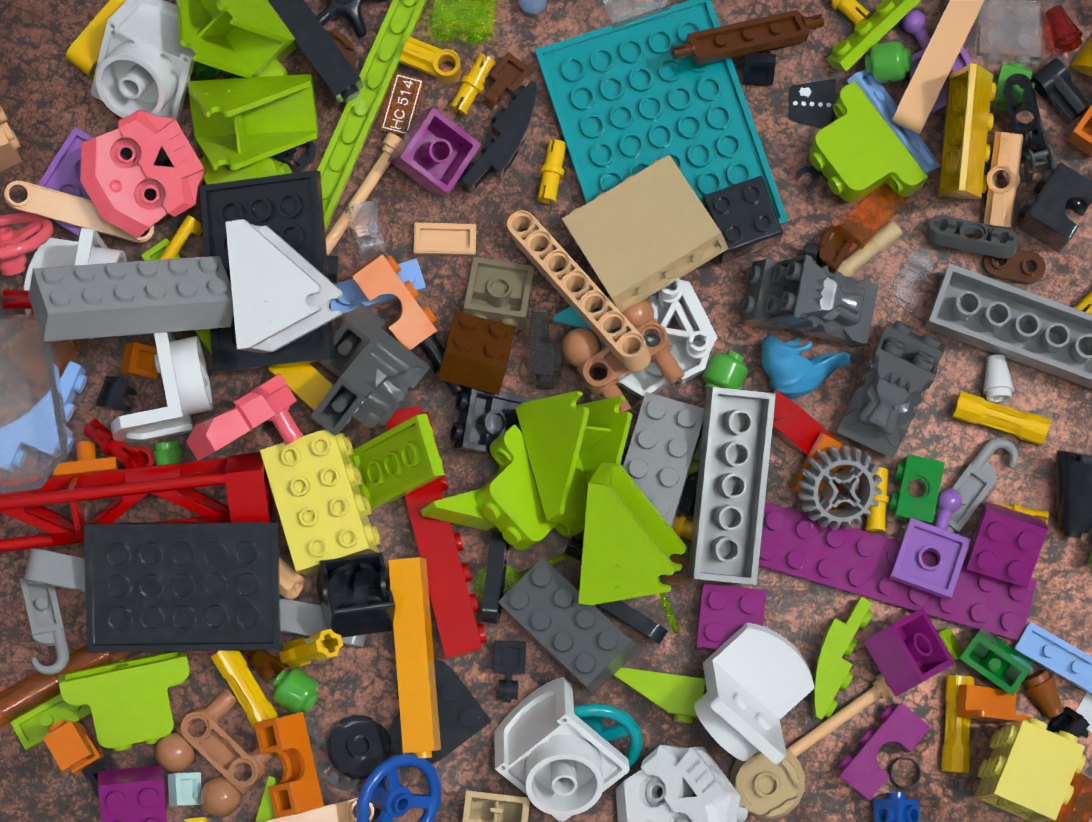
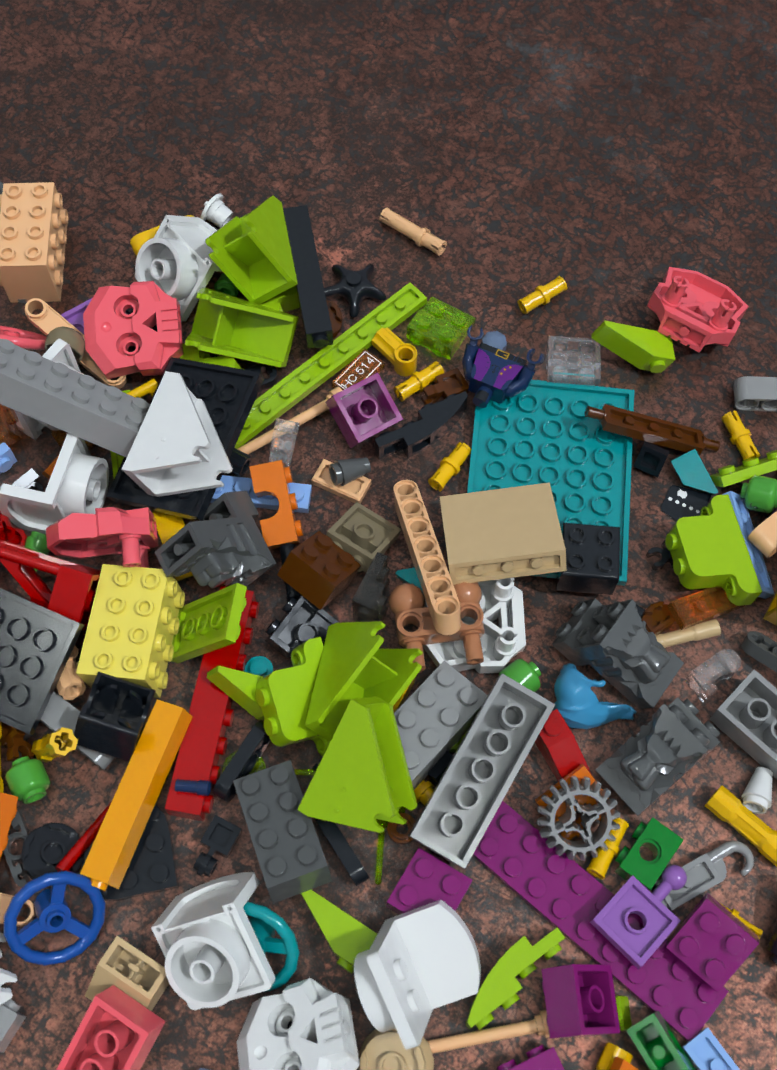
camera: 25 degrees right, 15 degrees down
(76, 216) = (71, 337): none -> dark tan hair
(385, 714) = (82, 844): none -> red bar
(450, 227) = (348, 470): none -> dark grey cone
(462, 479) = (259, 666): none -> teal plate
(471, 623) = (200, 787): none -> dark blue piece
(554, 45) = (494, 372): none -> dark blue torso
(808, 65) = (693, 472): none -> teal tile

